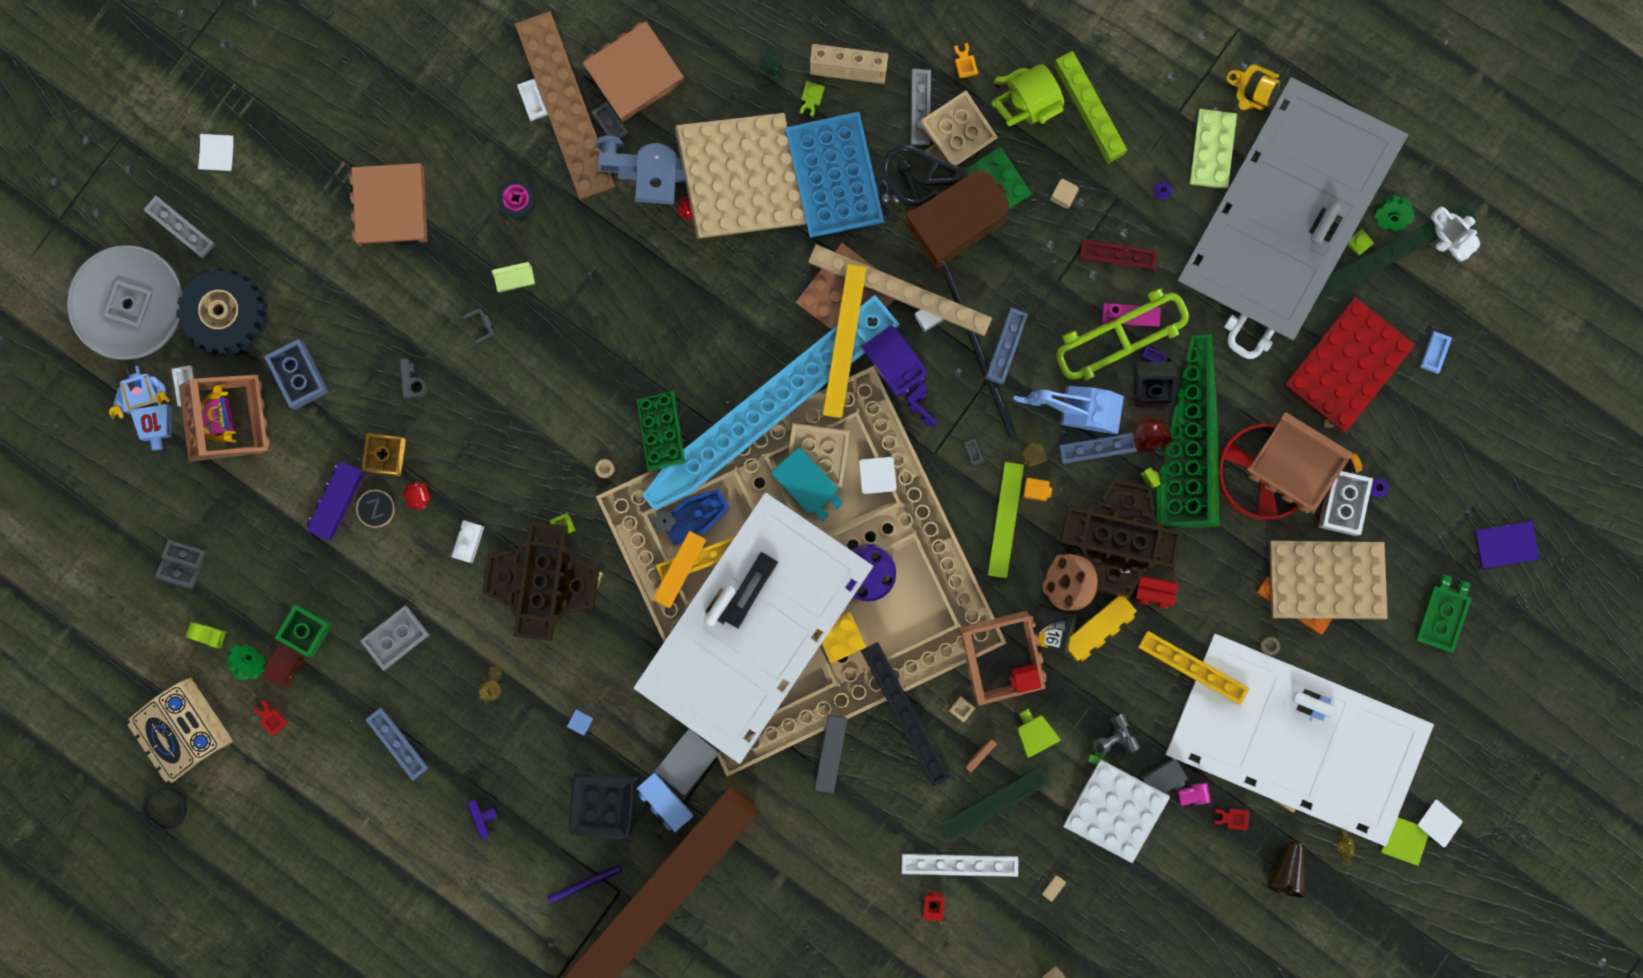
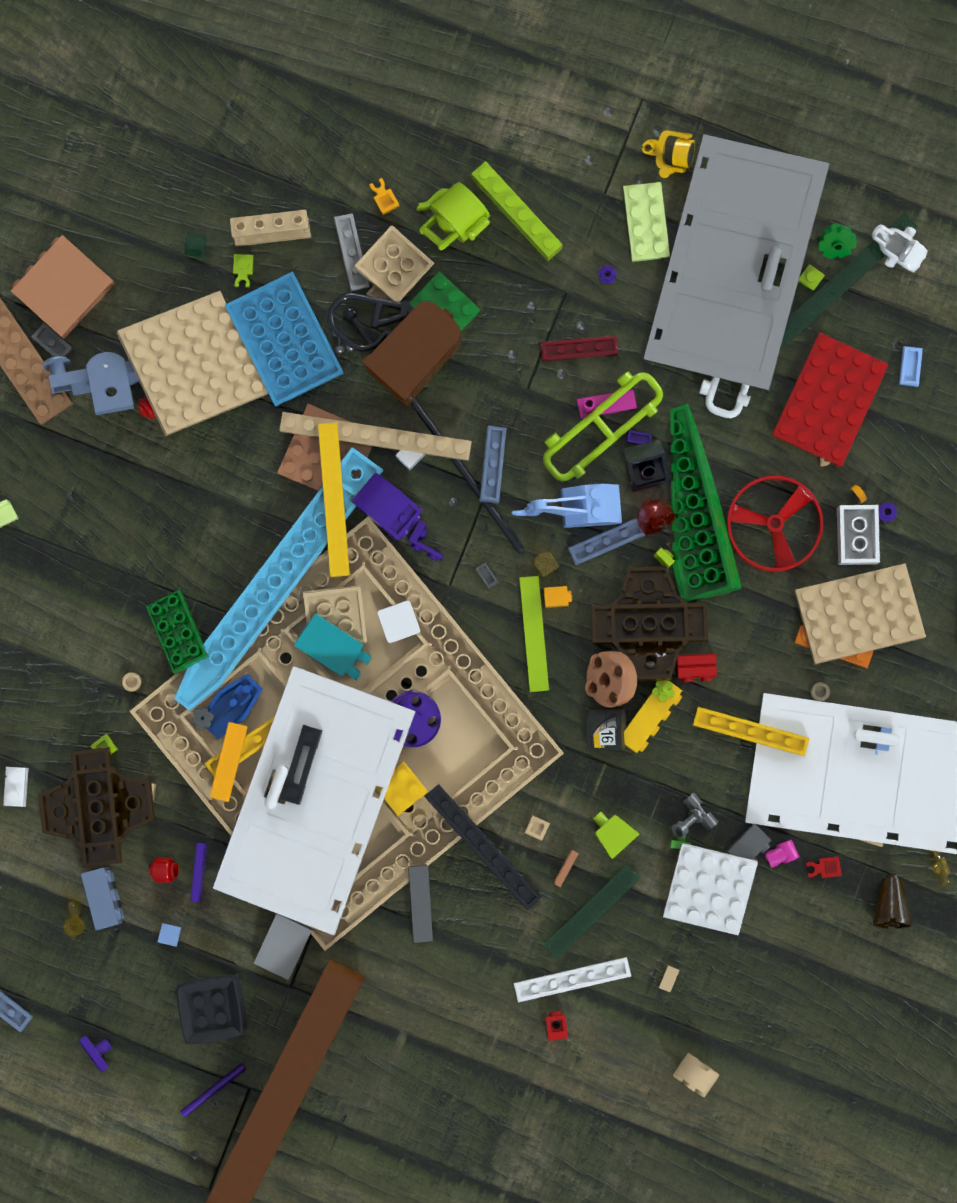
camera: 15 degrees left, 0 degrees up
(524, 670) = (102, 898): none -> sand blue brick
(590, 658) = (163, 870): none -> red head
(623, 669) = (199, 871): none -> dark purple tile
(664, 802) = (270, 991): light blue brick -> none
(1025, 679) = (589, 783): red brick -> none
(1032, 643) = (578, 799): nougat window -> none
(1064, 193) = (512, 301): tan piece -> none
(1118, 606) = (663, 691): none -> lime plant
(1299, 463) = (803, 508): nougat panel -> none

